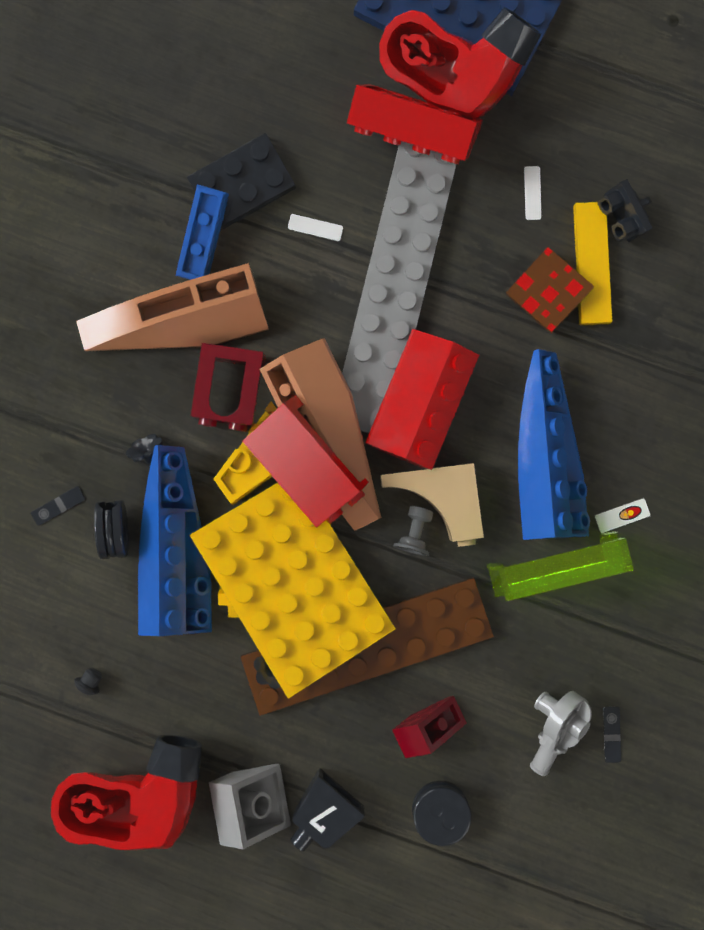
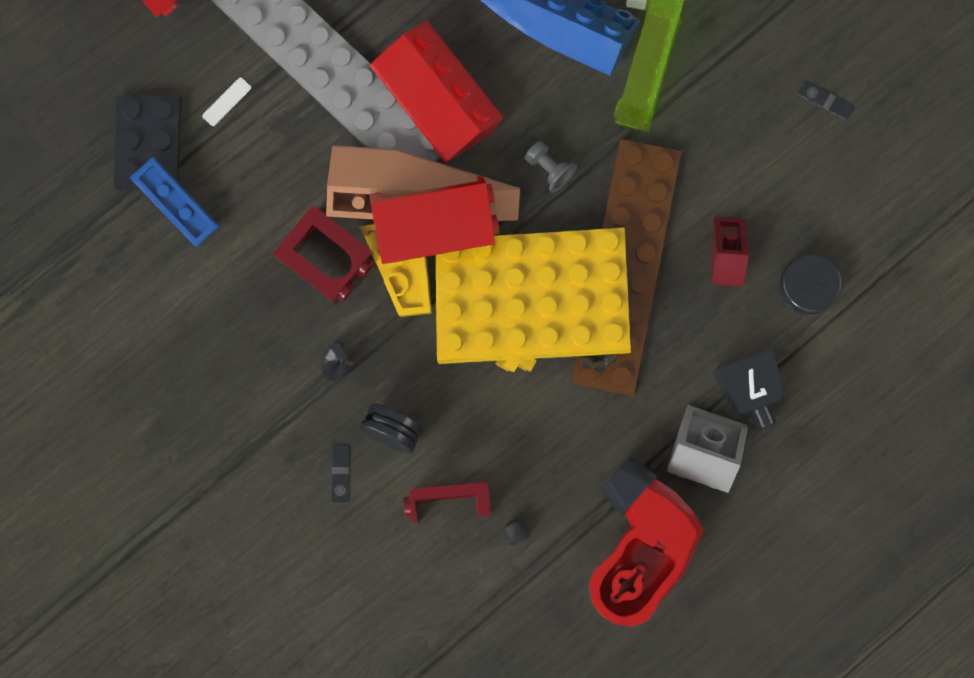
camera: 60 degrees left, 5 degrees down
(93, 636) = (477, 490): none -> dark red panel
(171, 570) = (450, 394): blue wedge -> none
(180, 316) = (236, 261): nougat wedge -> none
(451, 492) = (531, 117): tan arch -> none
(563, 729) = (793, 133): light grey pin -> none

